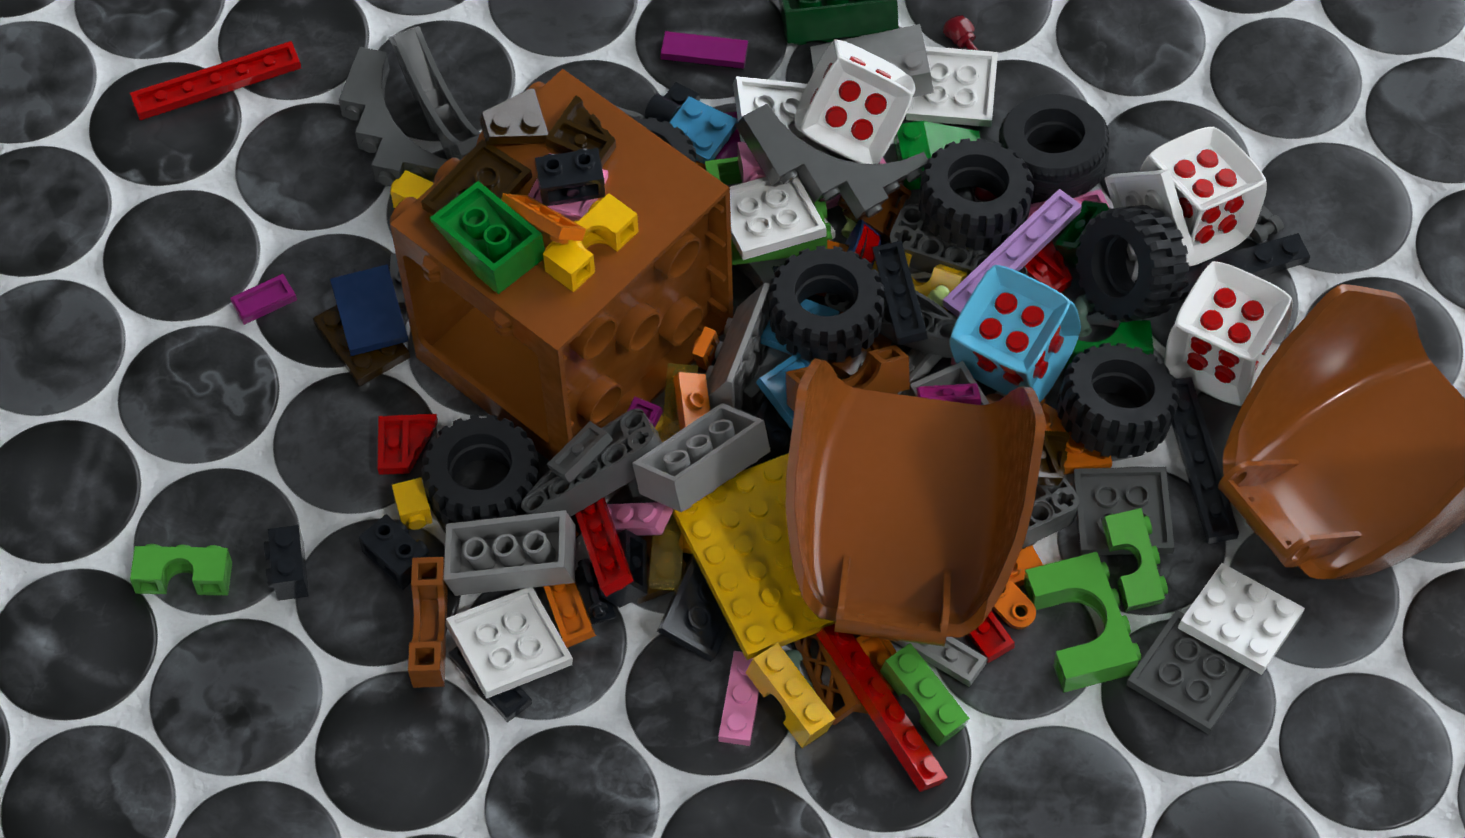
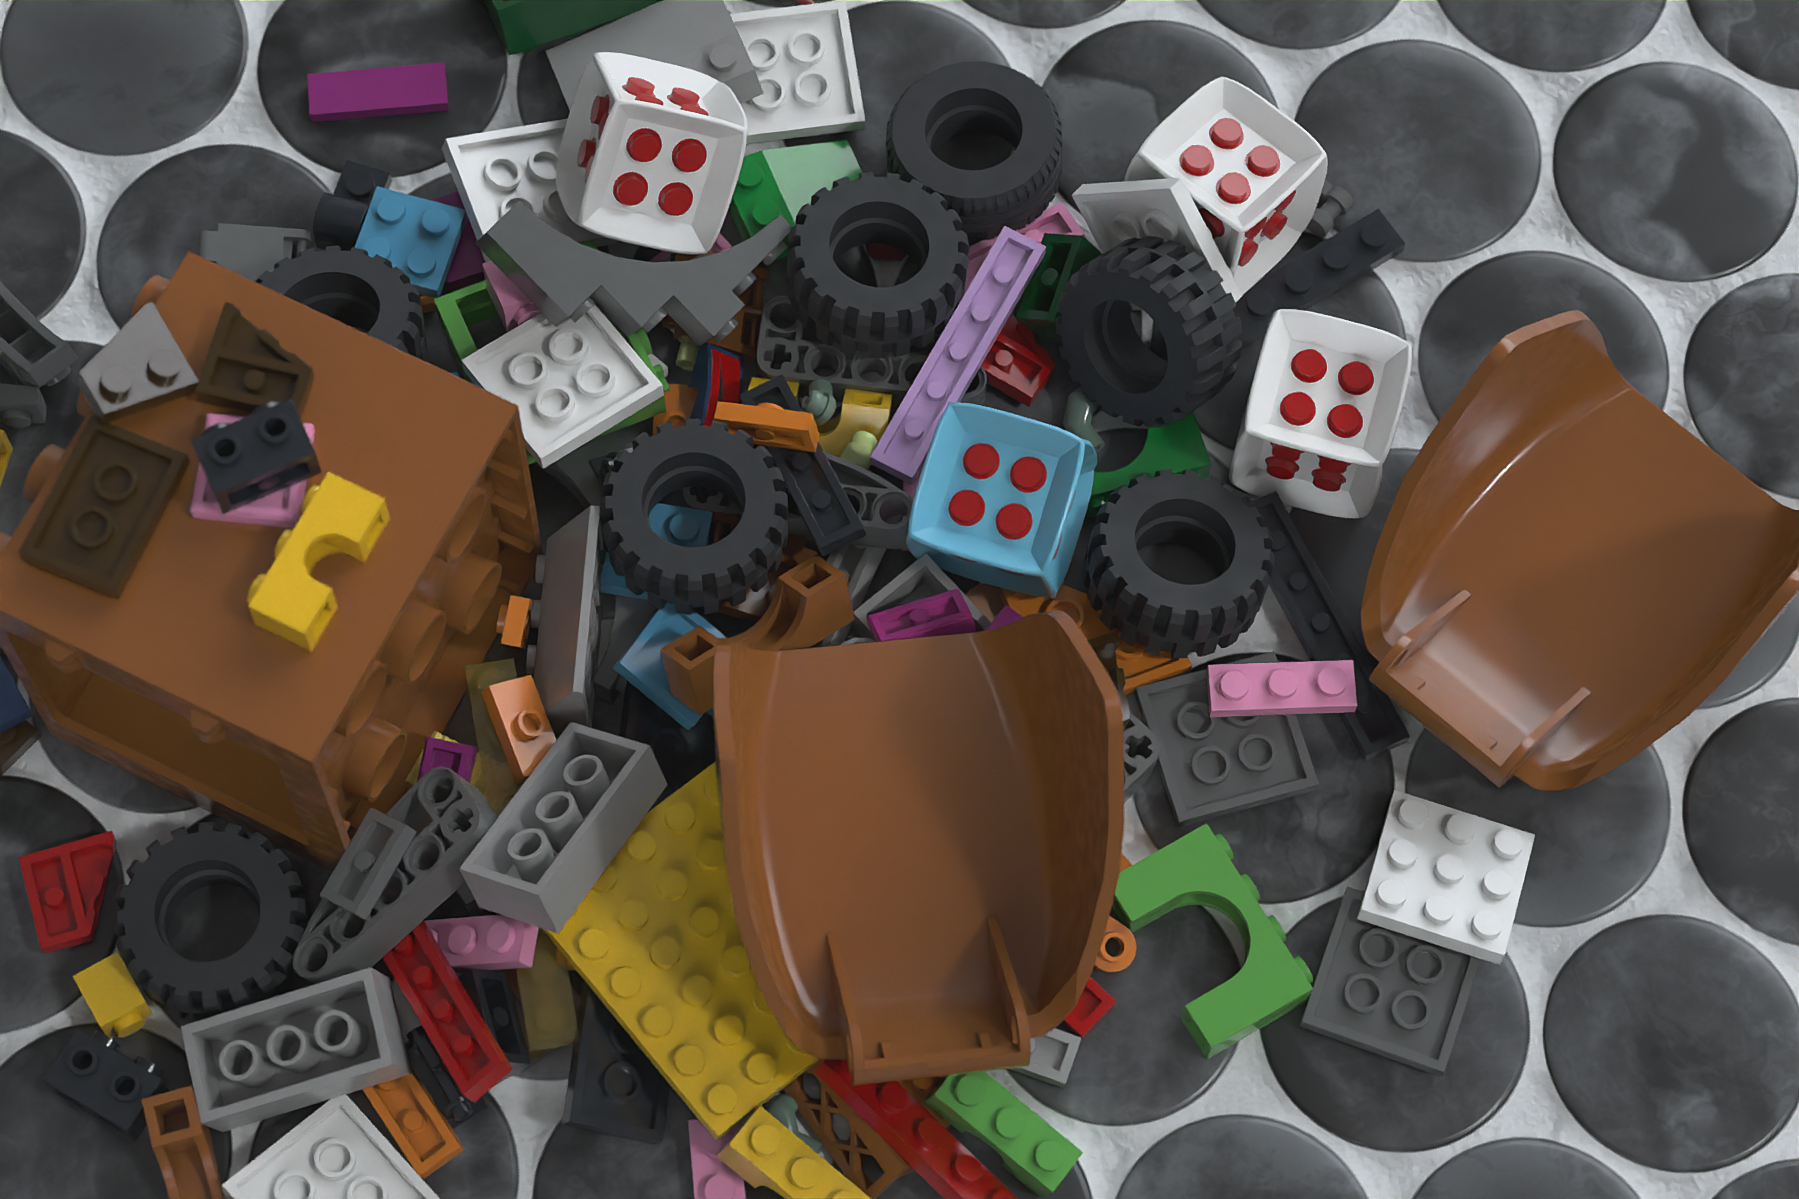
camera: 20 degrees left, 10 degrees up
(490, 236) = (150, 593): green slope -> none
(544, 218) = (231, 543): orange plate -> none
(888, 264) = (770, 425): none -> orange plate
(921, 265) = (820, 401): none -> sand green arm
(1131, 533) = (1290, 857): bright green arch -> none
(1164, 487) = (1281, 688): none -> bright pink plate

